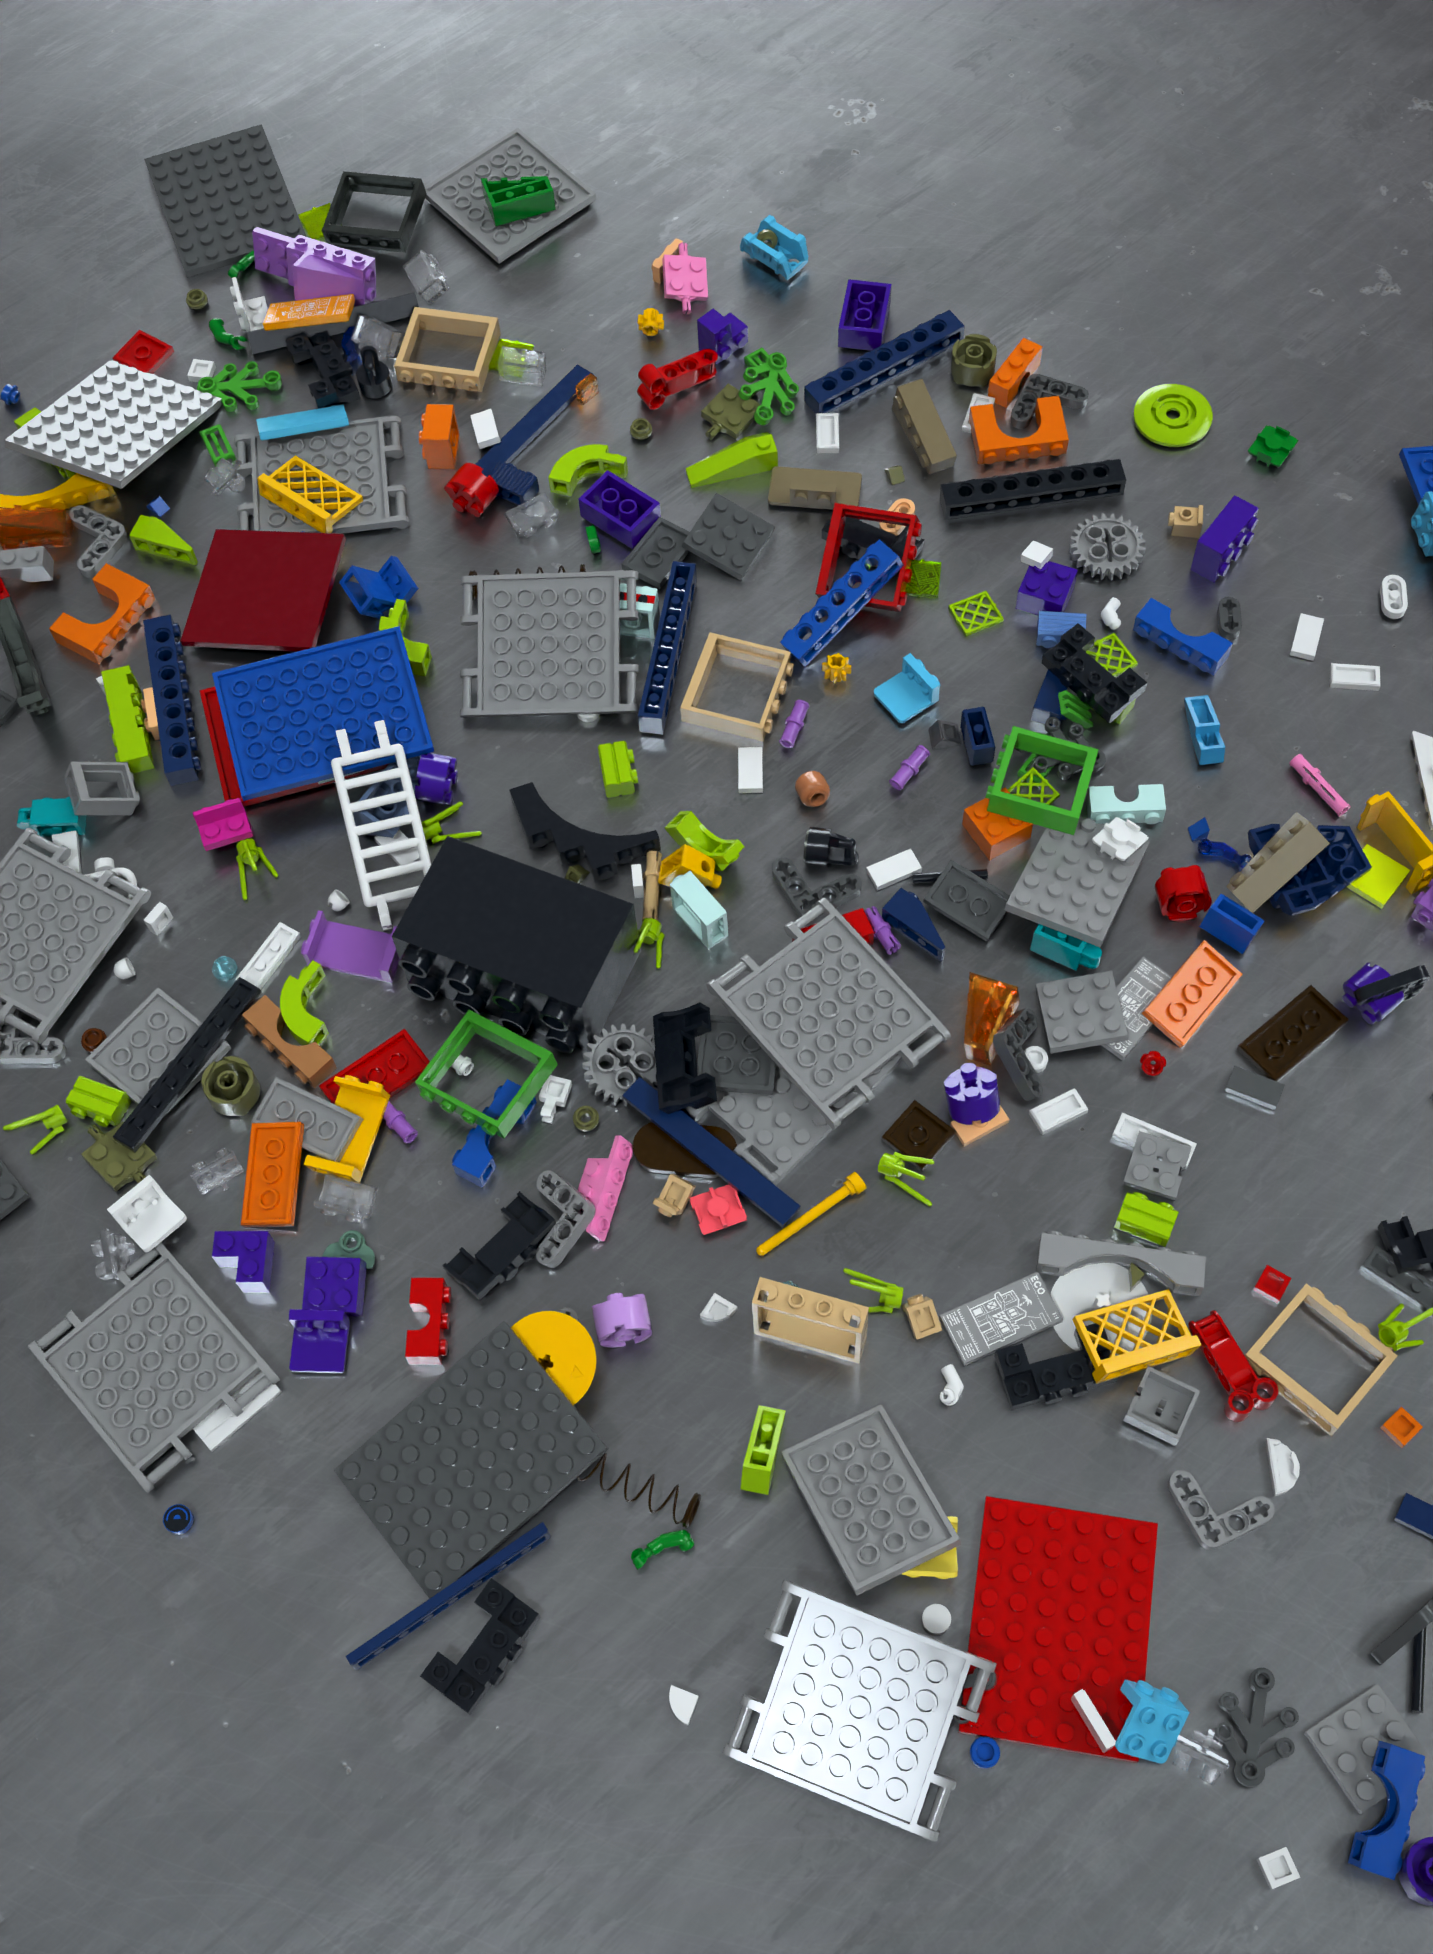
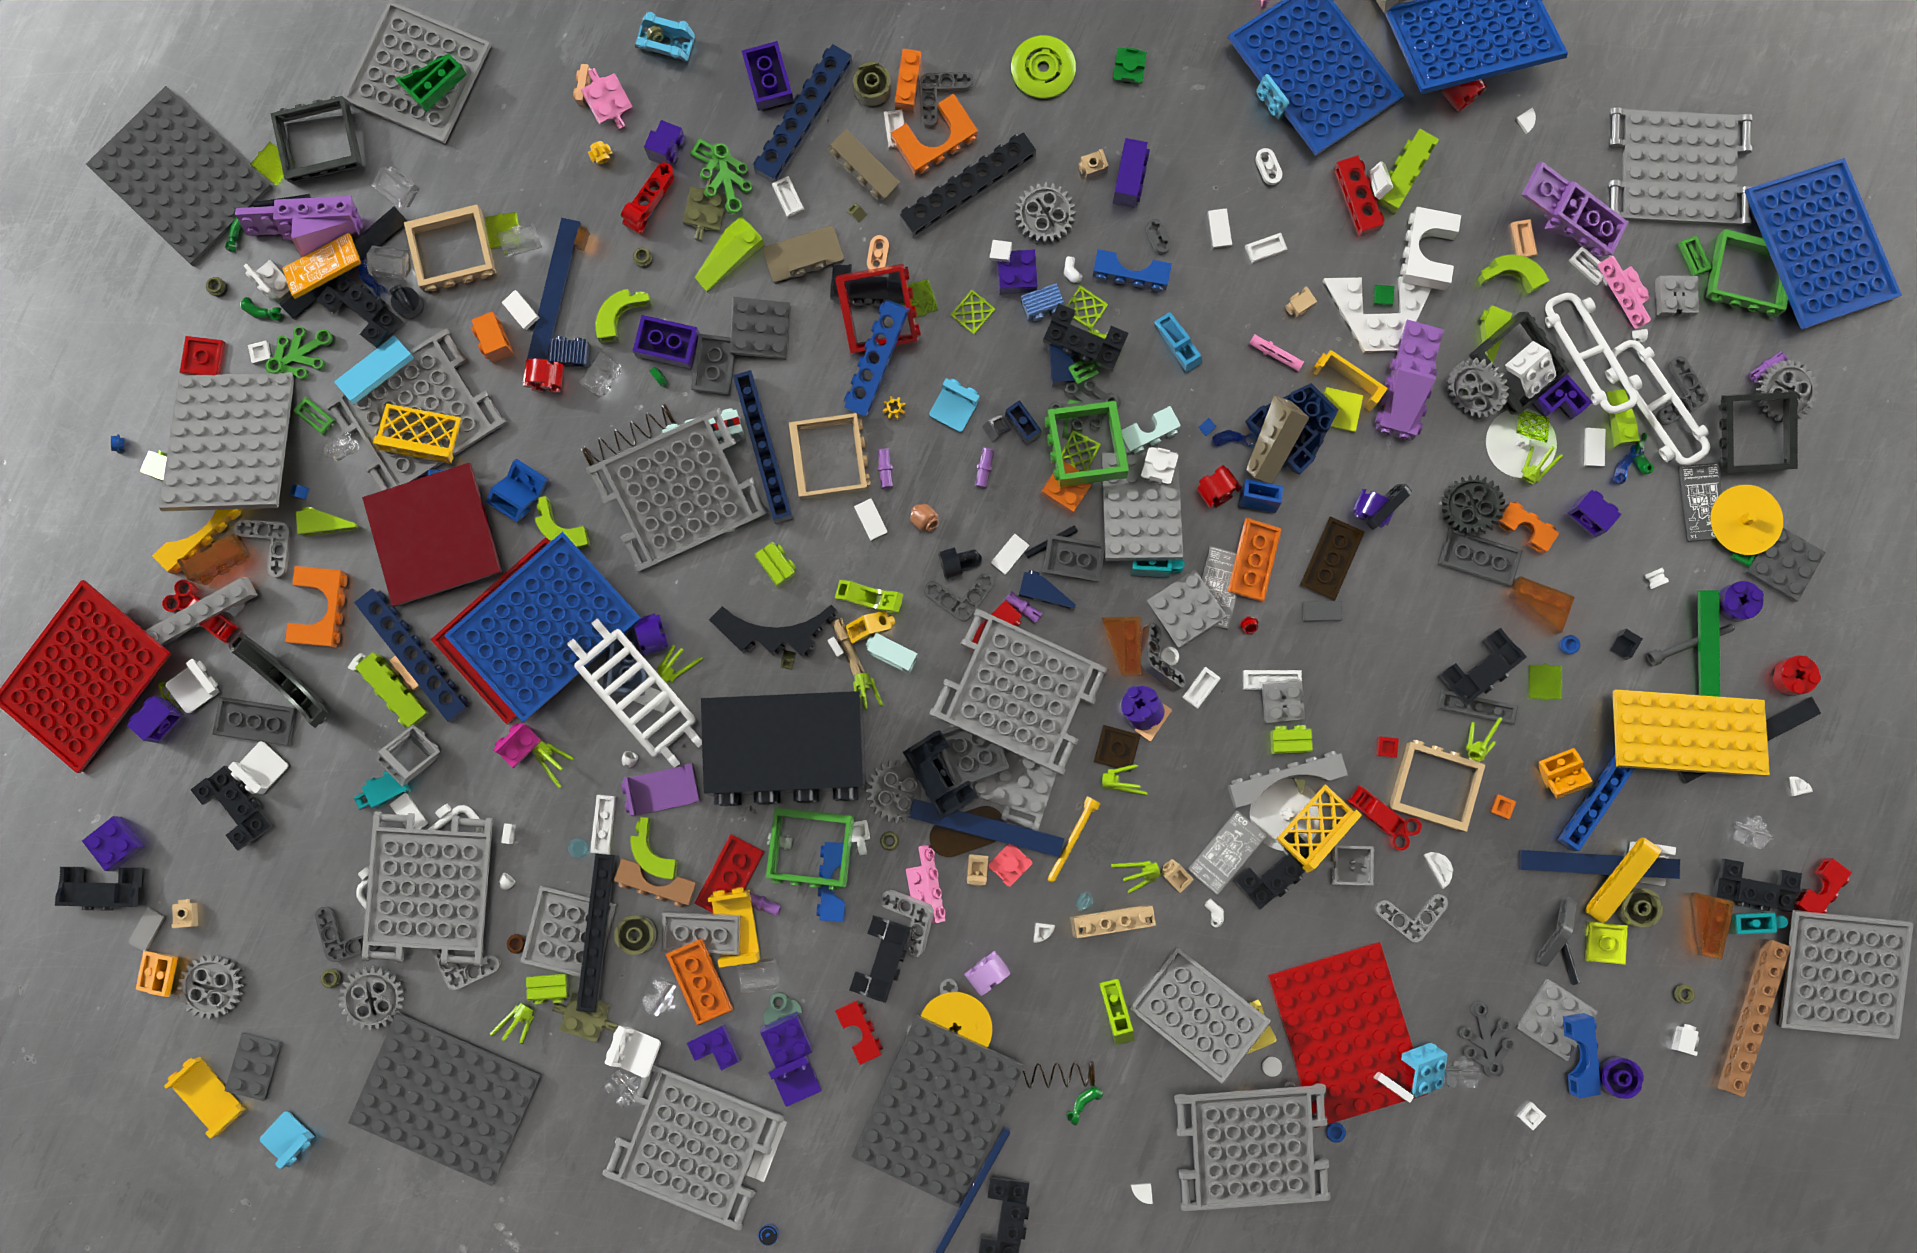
camera: 30 degrees left, 20 degrees up
(1373, 744) = (1301, 303): none -> tan brick

